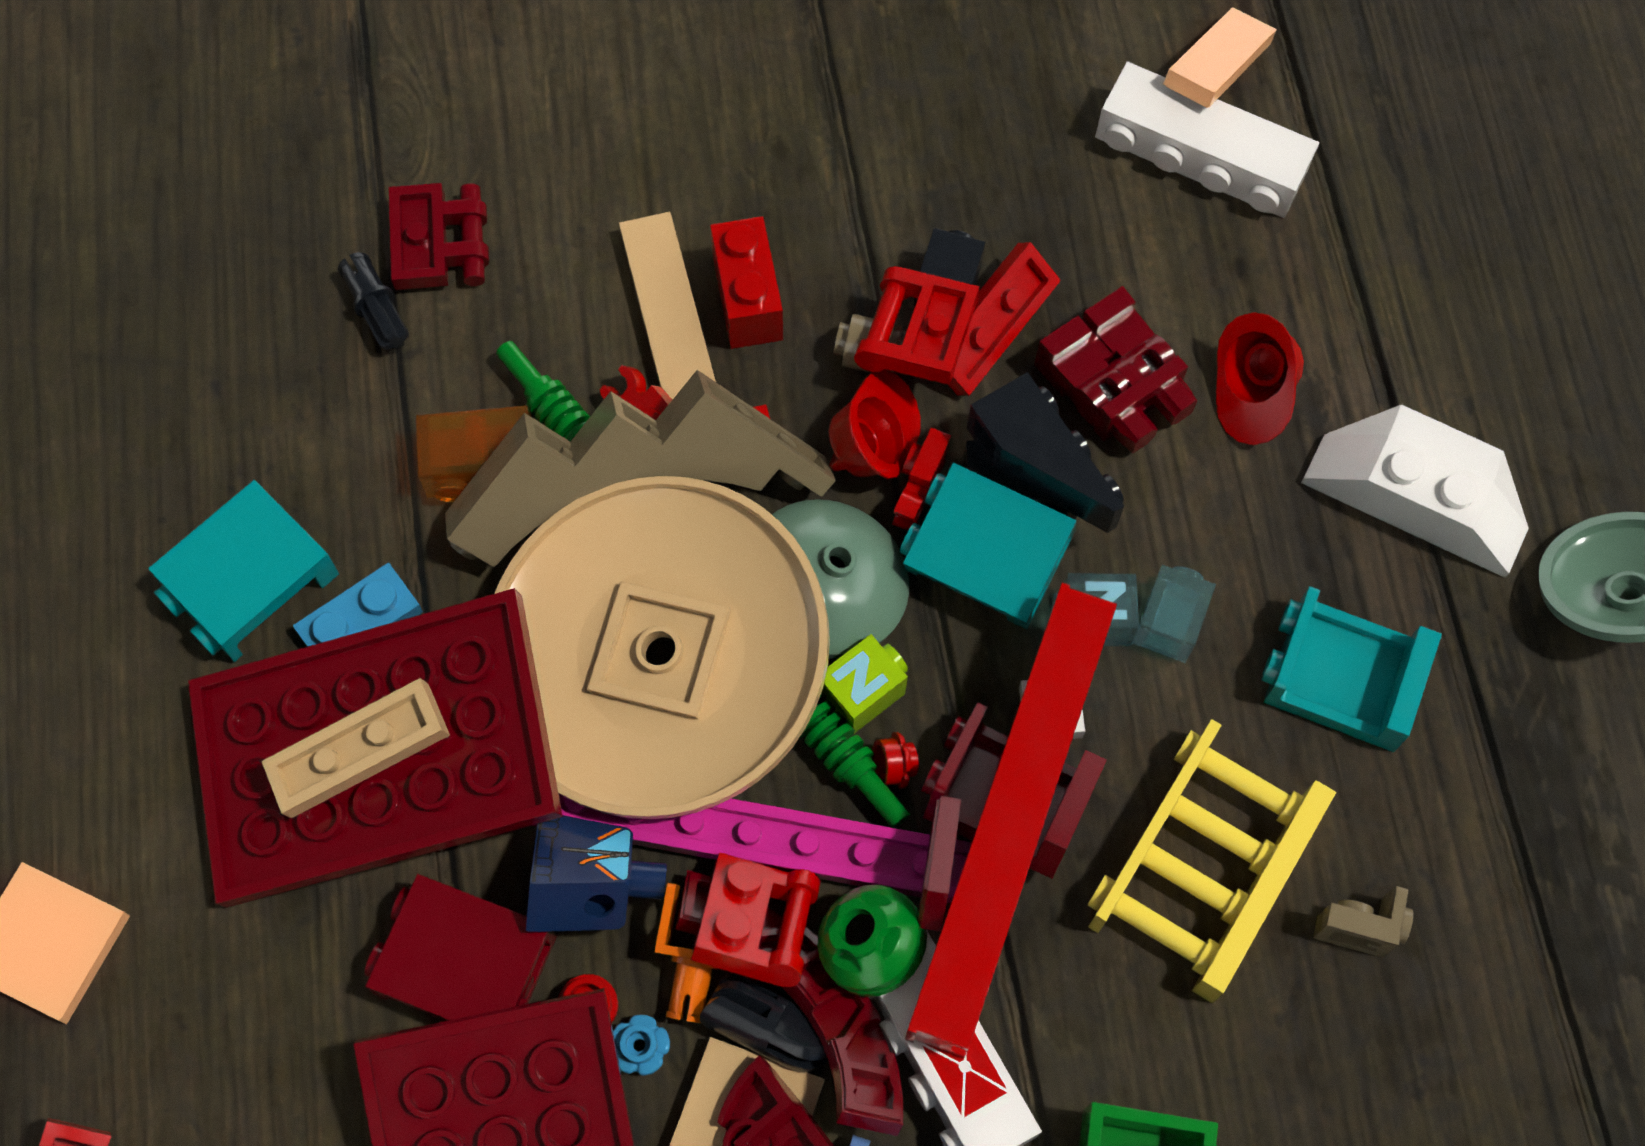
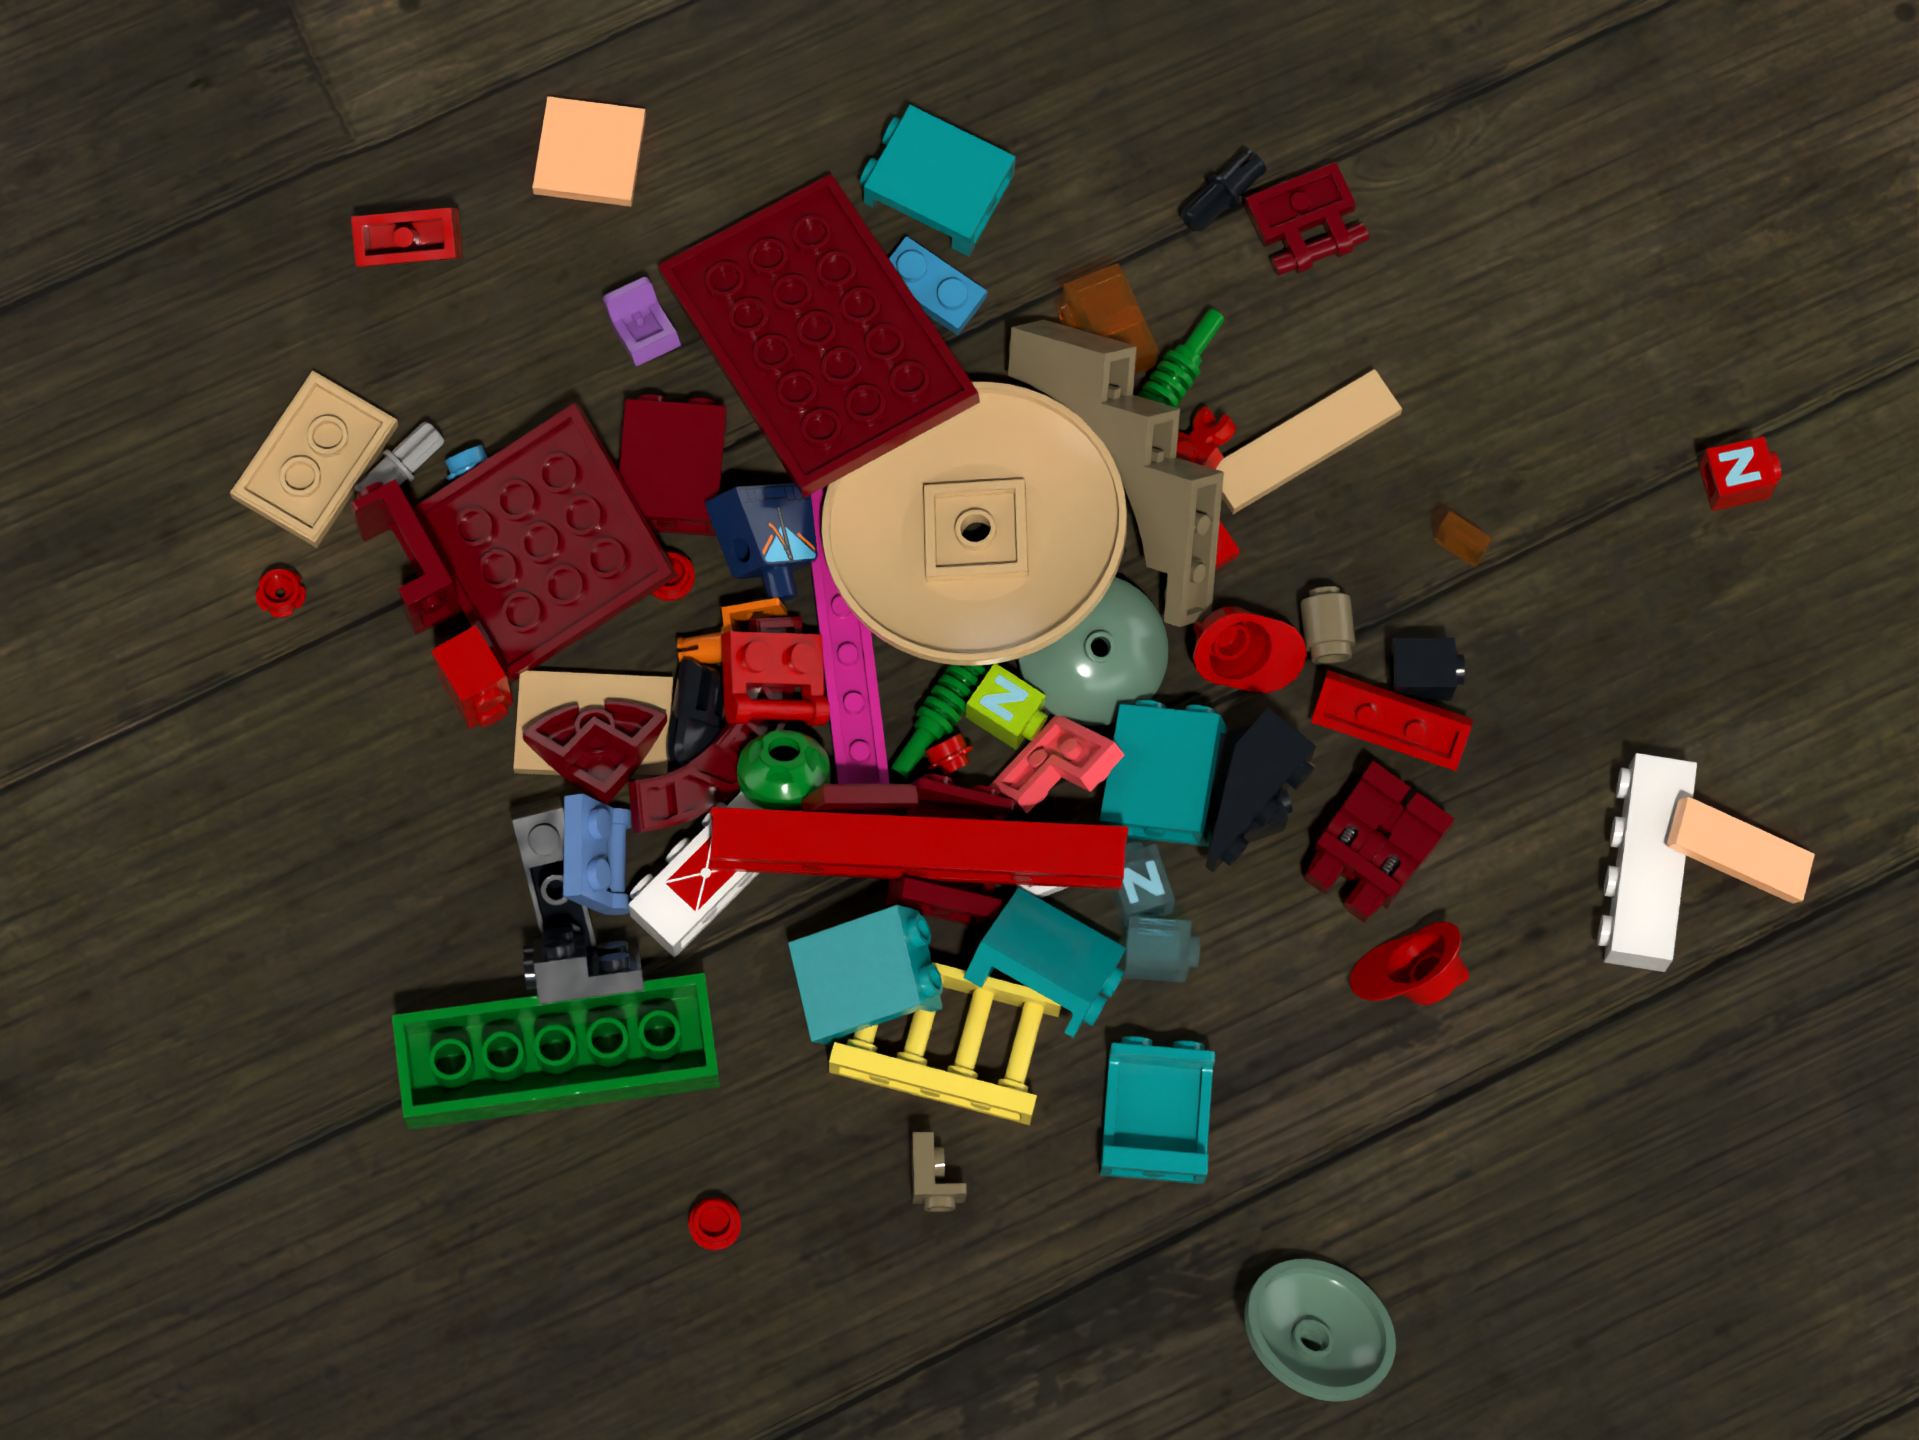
camera: 70 degrees right, 5 degrees up
(276, 943) = (640, 321): none -> medium lavender bracket
(355, 748) = (806, 320): tan plate -> none
(656, 1045) = (656, 637): dark azure plate -> none
(747, 282) = (1349, 495): red brick -> none
(826, 198) = (1463, 539): none -> clear orange tile
(922, 466) = (1224, 697): red plate -> none
(932, 647) = (1057, 752): none -> coral plate
(934, 331) = (1346, 664): red plate -> none
(1136, 921) = (865, 973): none -> teal panel
(1165, 720) = (1051, 957): none -> teal panel
(1425, 483) = (1363, 1146): white wedge -> none

